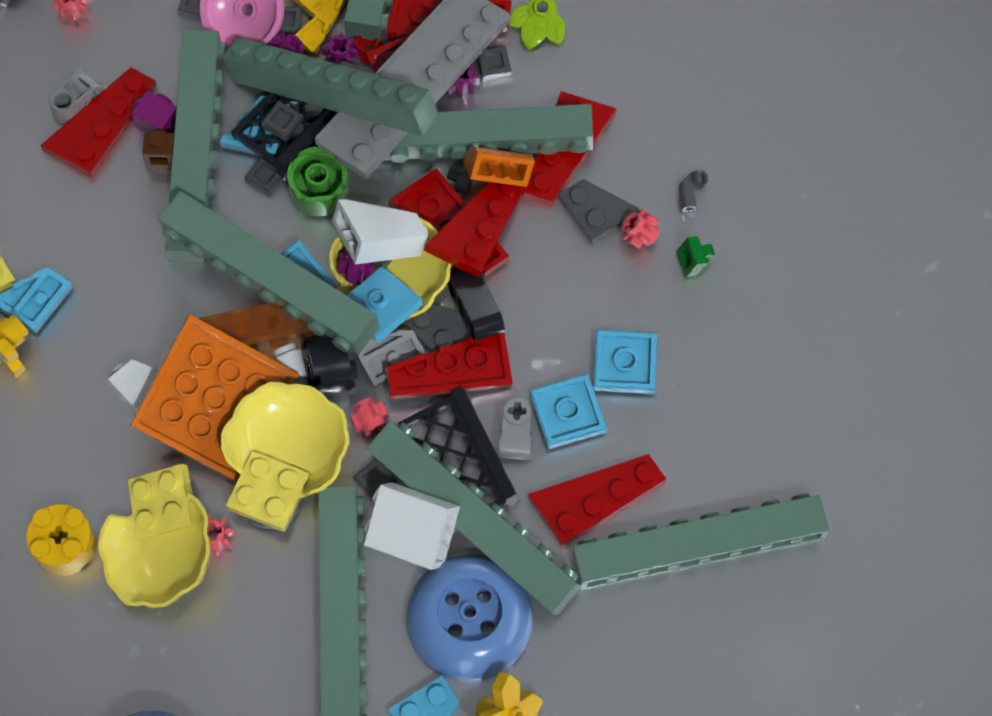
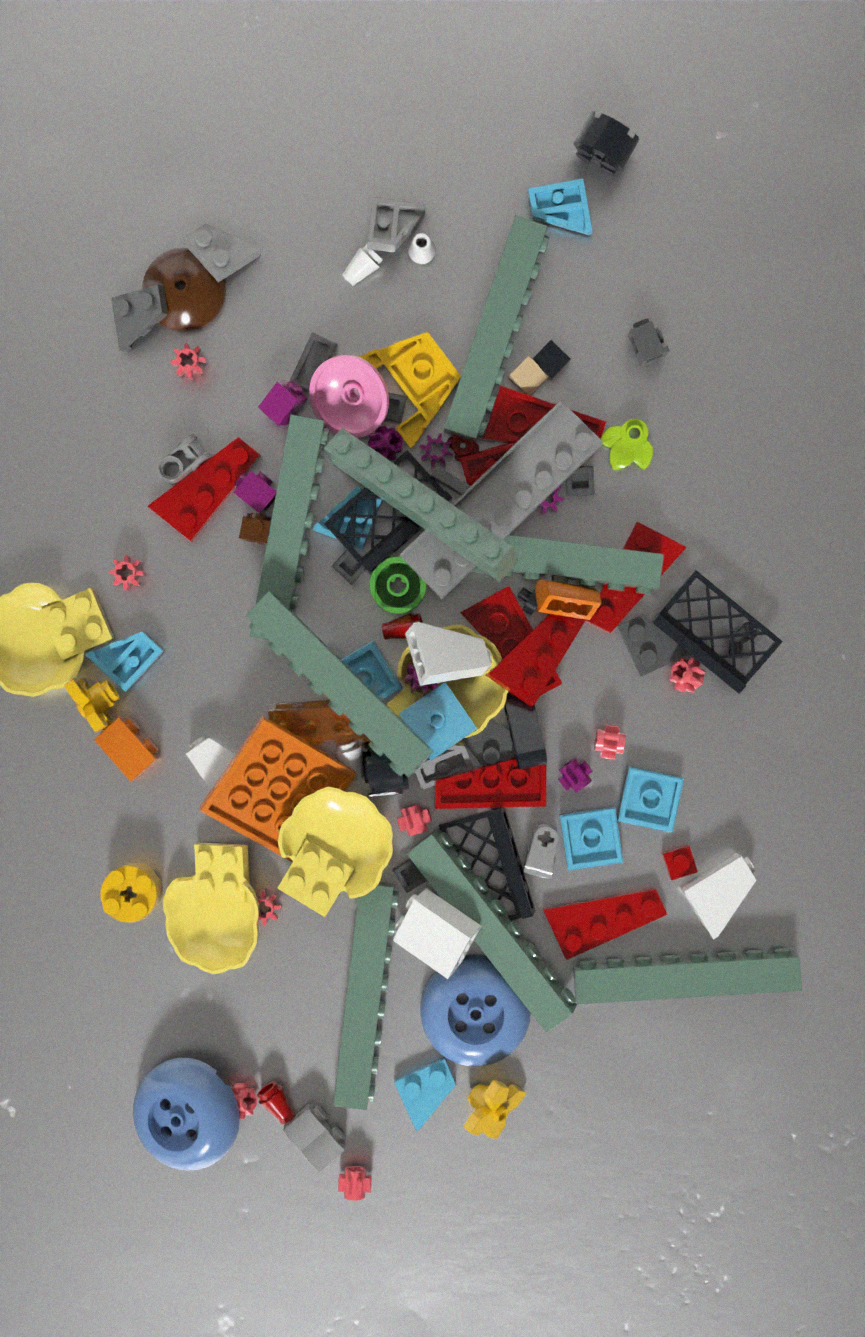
camera: 15 degrees right, 20 degrees up
(17, 209) = (131, 579): none -> coral gear
(42, 388) = (127, 747): none -> orange brick
(171, 22) = (283, 401): none -> magenta brick
(282, 121) = (372, 521): dark grey tile -> none
(323, 228) = (398, 627): none -> red cone
(538, 345) = (575, 775): none -> magenta gear
(570, 306) = (609, 741): none -> coral gear
(665, 212) = (699, 649): none -> black fence
(669, 424) = (679, 862): none -> red plate
(694, 256) = (731, 708): green tile -> none
(717, 445) = (720, 892): none -> white slope

